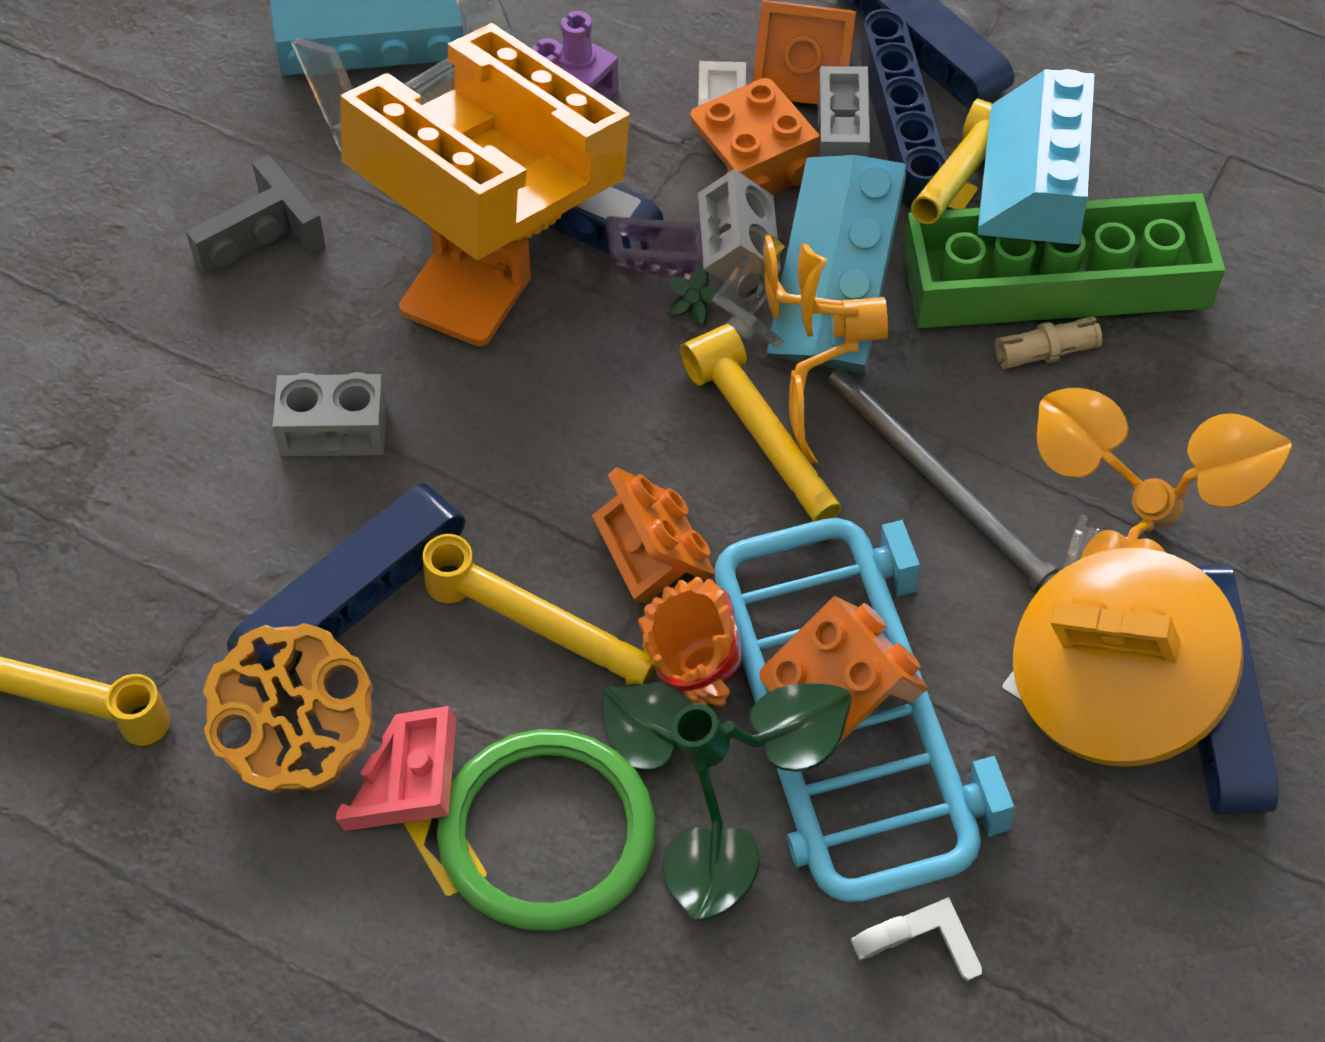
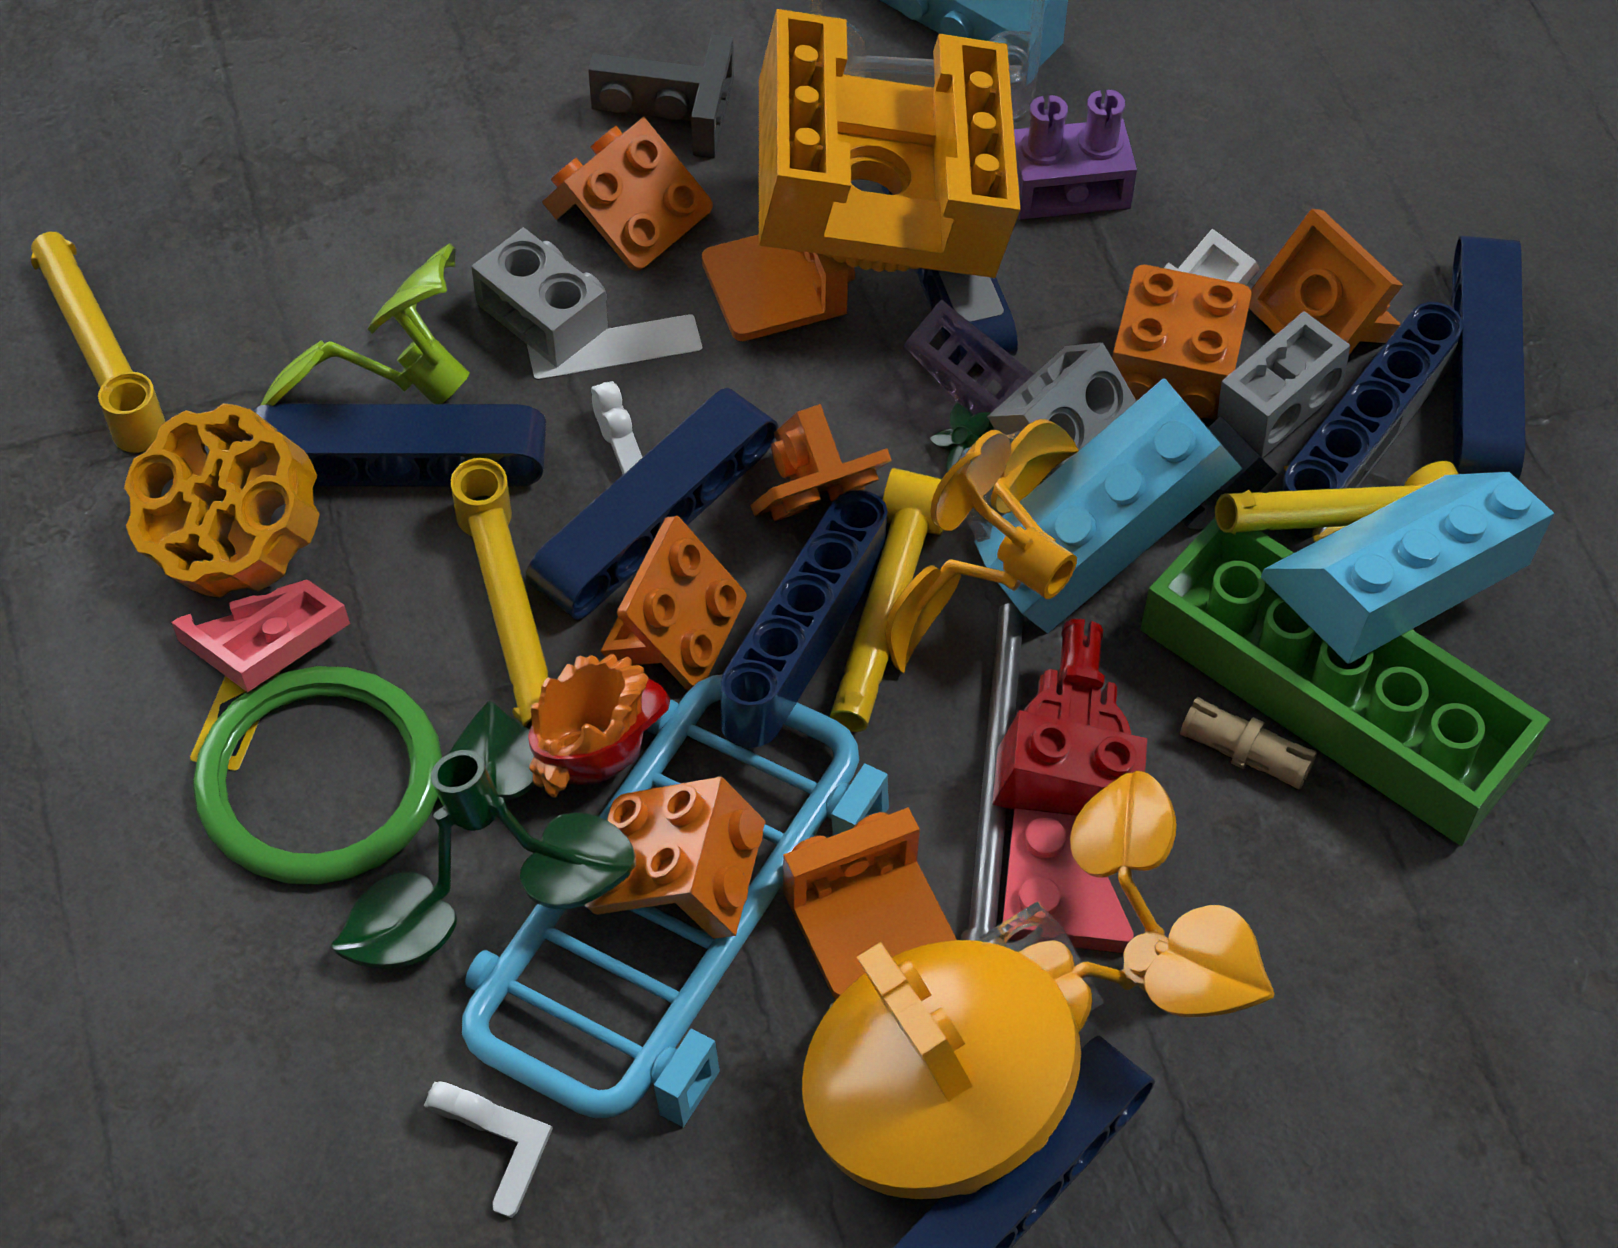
camera: 45 degrees right, 0 degrees up
(298, 461) = (424, 360): none -> lime plant
(306, 301) = (632, 193): none -> orange bracket
(411, 406) = (625, 346): none -> white sticker
(476, 456) = (615, 424): none -> white piece
(558, 485) = (673, 479): none -> dark blue beam
(642, 377) = (812, 462): none -> orange bracket
(744, 473) = (802, 619): none -> dark blue beam
(966, 609) = (861, 893): none -> orange bracket
(974, 418) = (1069, 736): none -> red brick
(1043, 505) = (1046, 873): none -> coral wing

